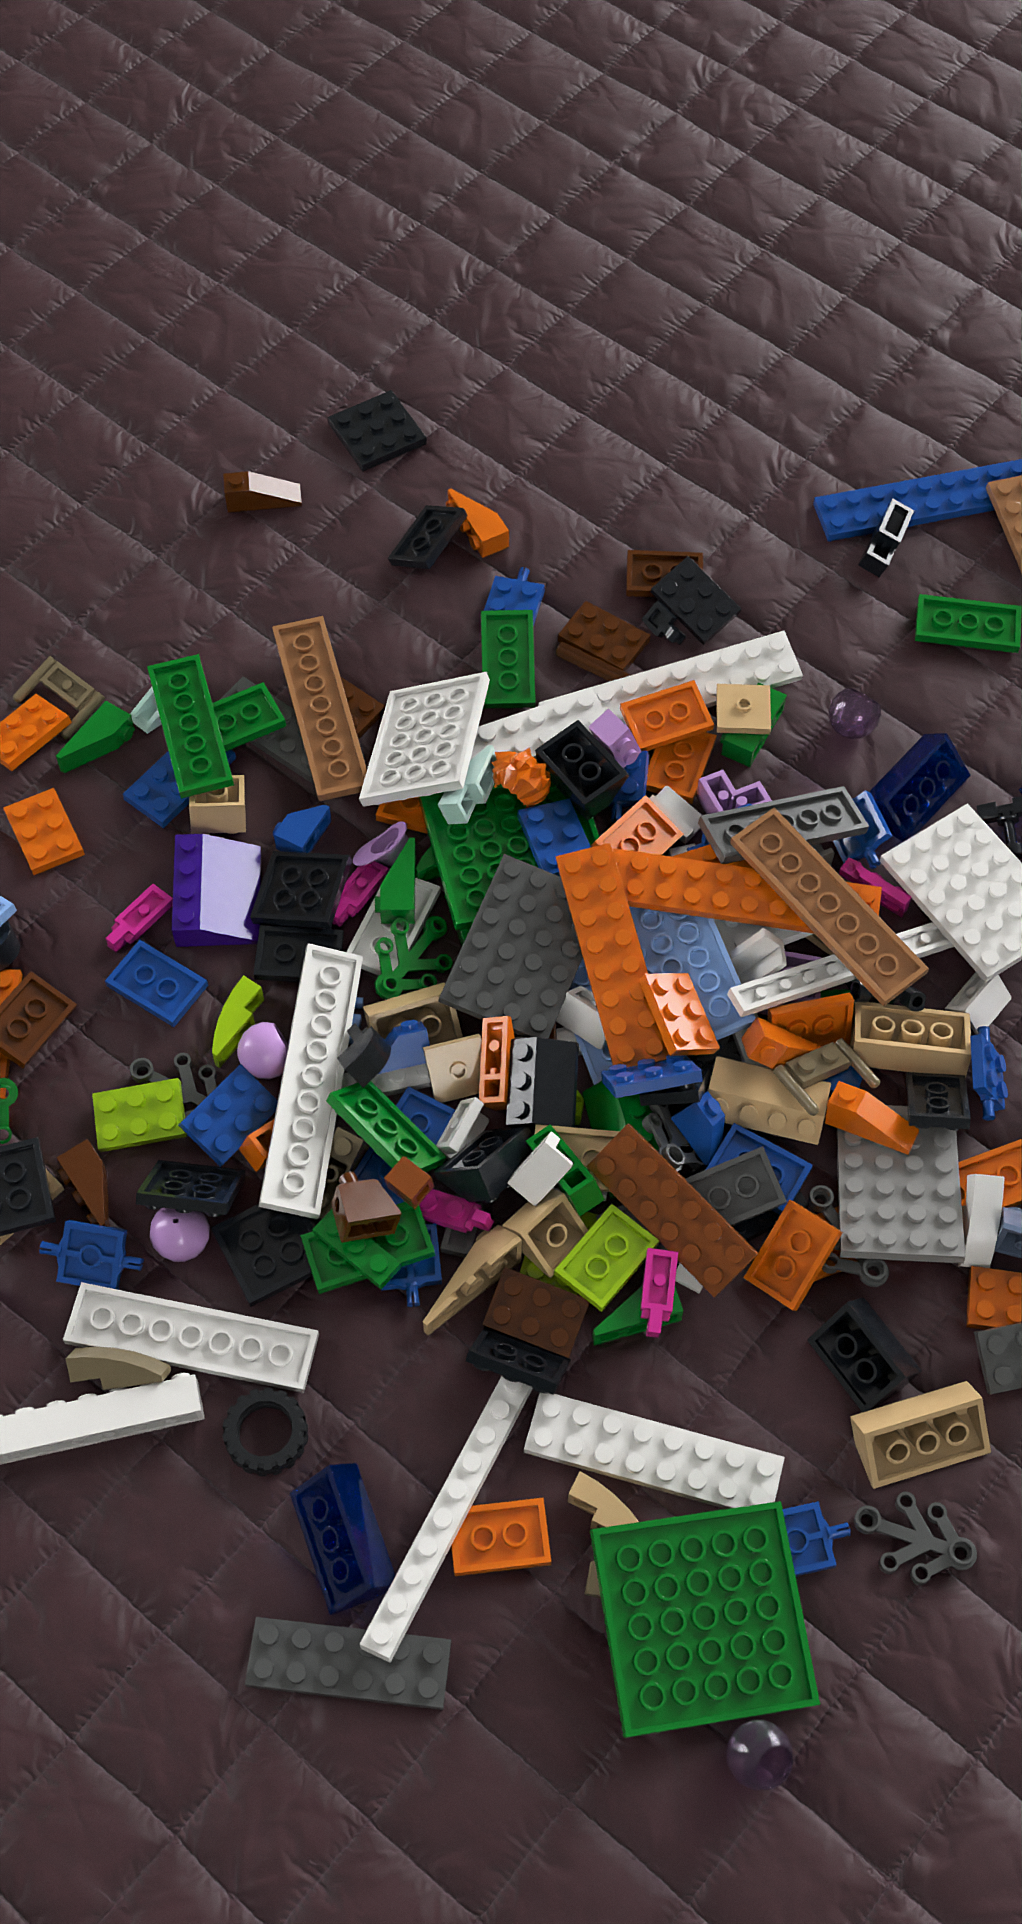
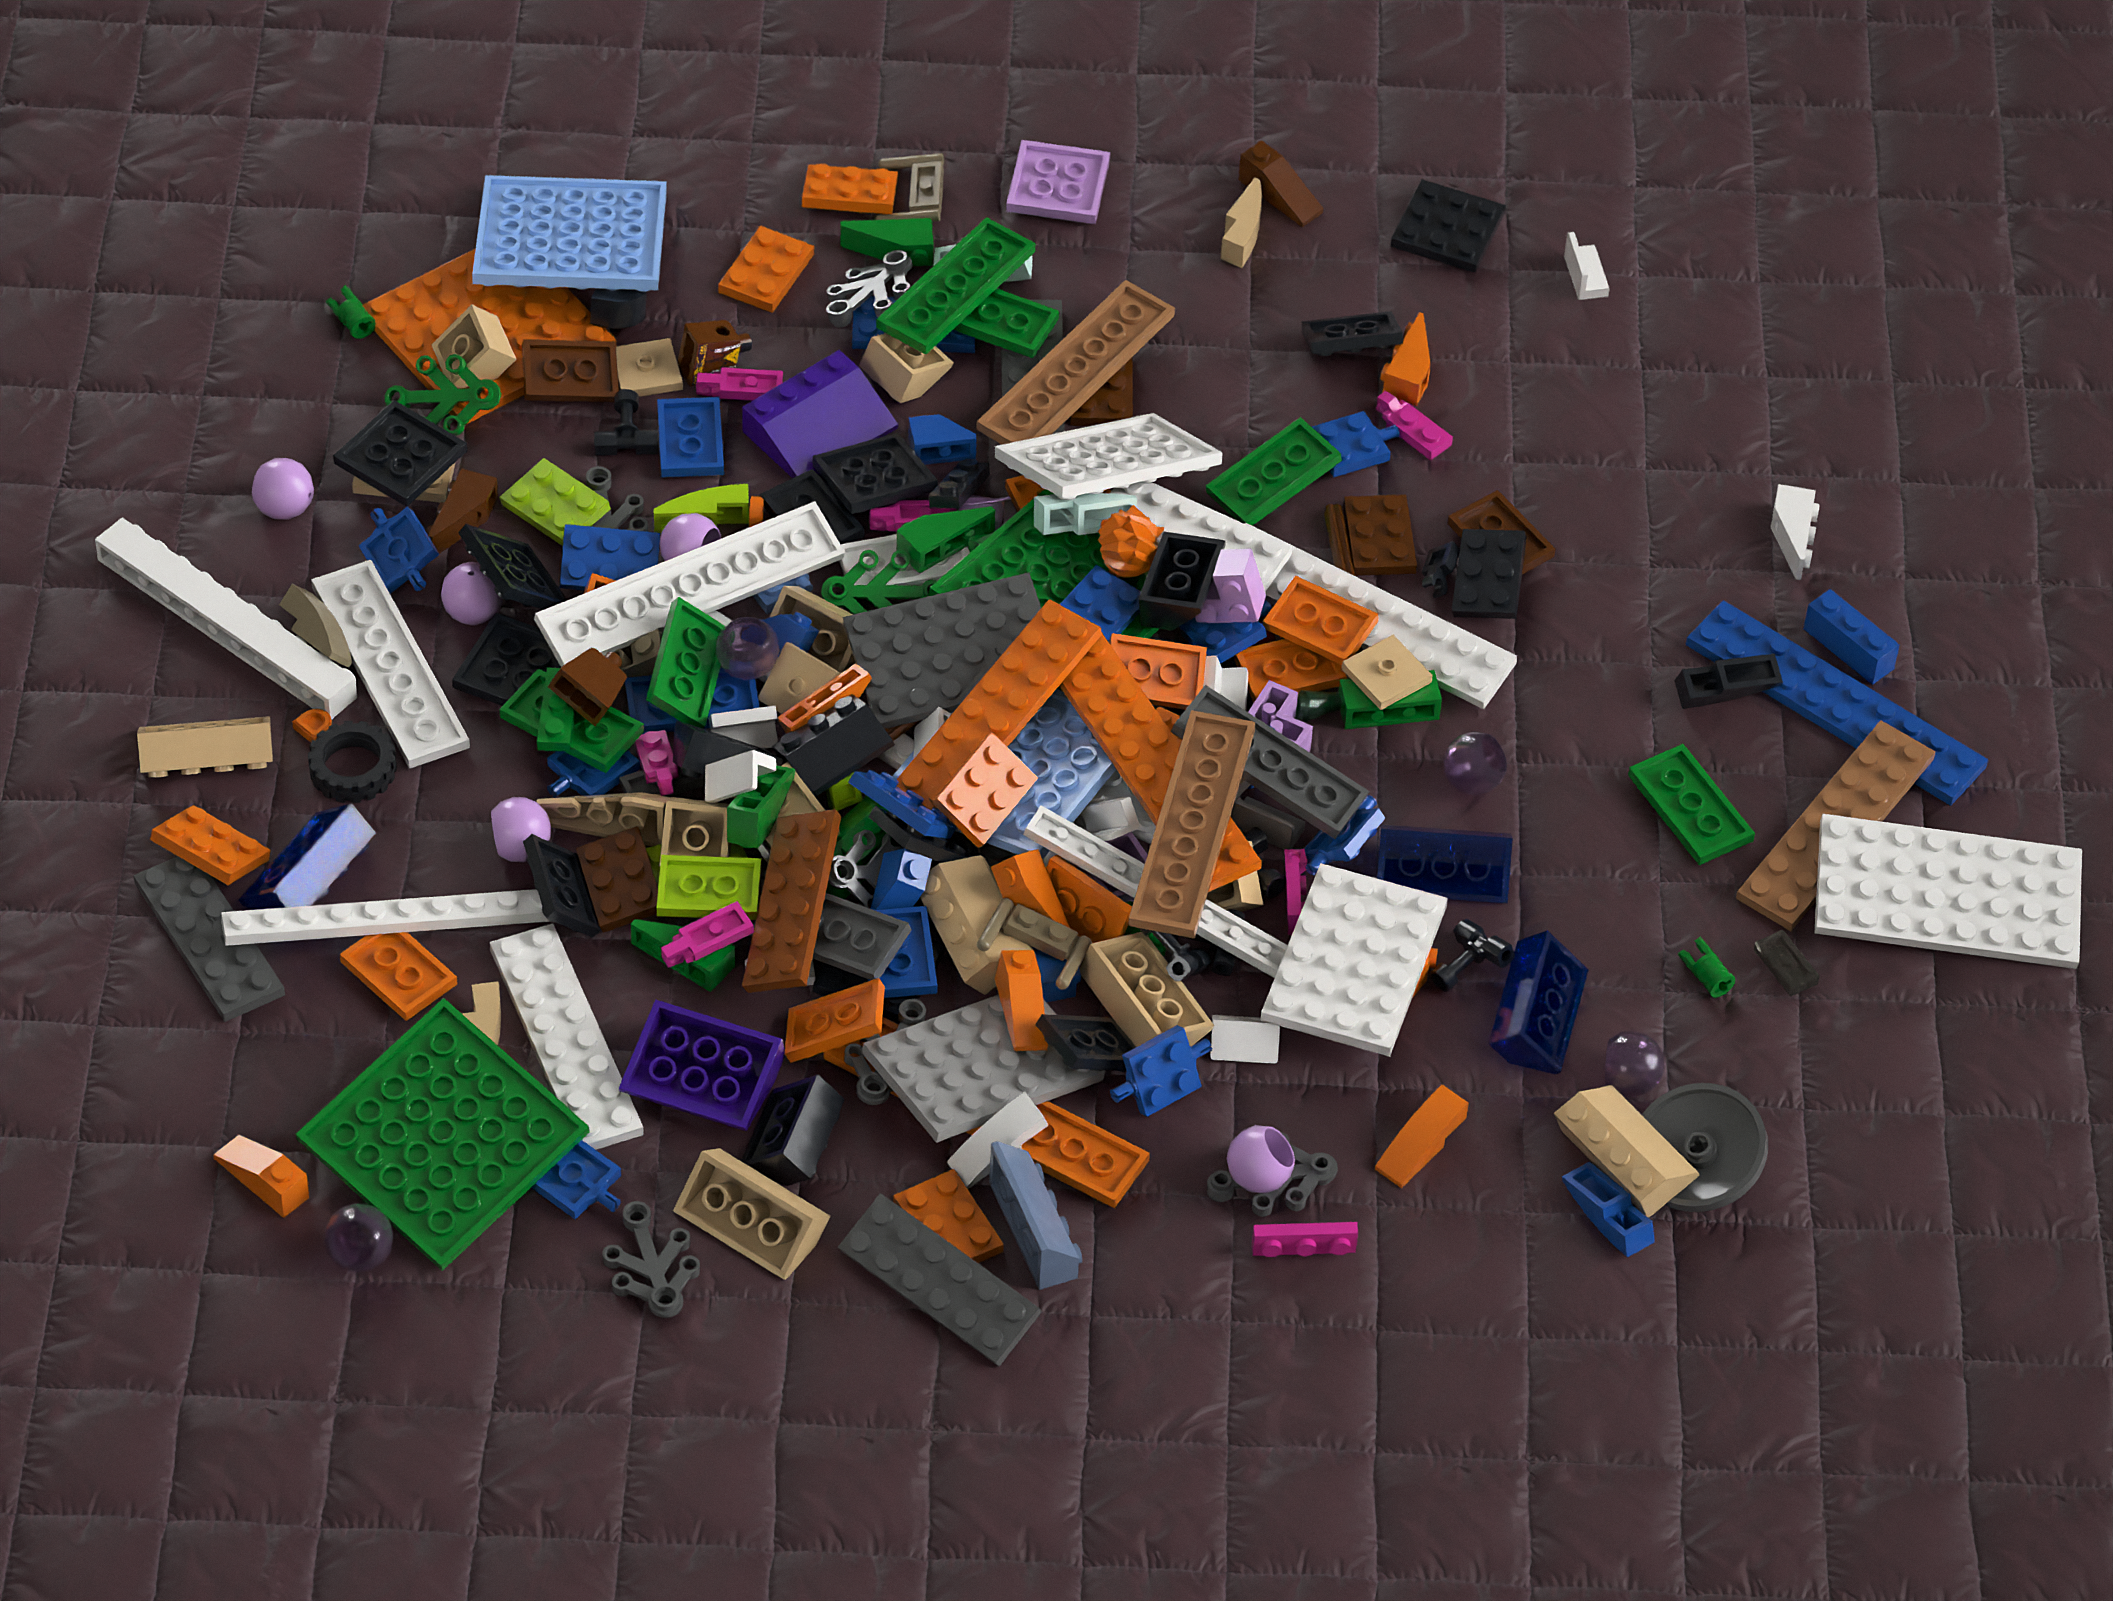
camera: 50 degrees right, 10 degrees down
(66, 966) = (648, 367): none -> tan plate
(94, 906) = (709, 347): none -> reddish brown torso
(116, 1024) = (626, 434): none -> black bar
(122, 751) = (894, 265): none -> dark grey plant
(137, 609) = (1058, 182): none -> lavender plate
(157, 1534) = (205, 744): none -> tan slope
(202, 1435) = (311, 723): none -> orange tile
(264, 1601) = (210, 844): none -> orange plate
(269, 988) = (756, 510): none -> orange tile
(277, 533) = (1242, 226): none -> tan slope
(361, 845) = (959, 484): none -> black plate
(366, 1055) = (740, 601): black brick -> none
(408, 1070) = (747, 648): none -> clear purple helmet
(409, 1182) = (646, 703): dark orange panel -> none
(438, 1353) = (514, 822): none -> lavender helmet
(480, 387) = (1585, 269): none -> white panel
(535, 558) = (1413, 426): none -> dark pink hinge
(625, 1785) = (265, 1173): none -> orange slope
(724, 762) = (1316, 704): none -> clear green cone
(766, 1378) = (703, 1065): none -> dark purple slope
(785, 423) = (1791, 525): none -> white slope
(900, 454) = (1851, 636): none -> blue brick

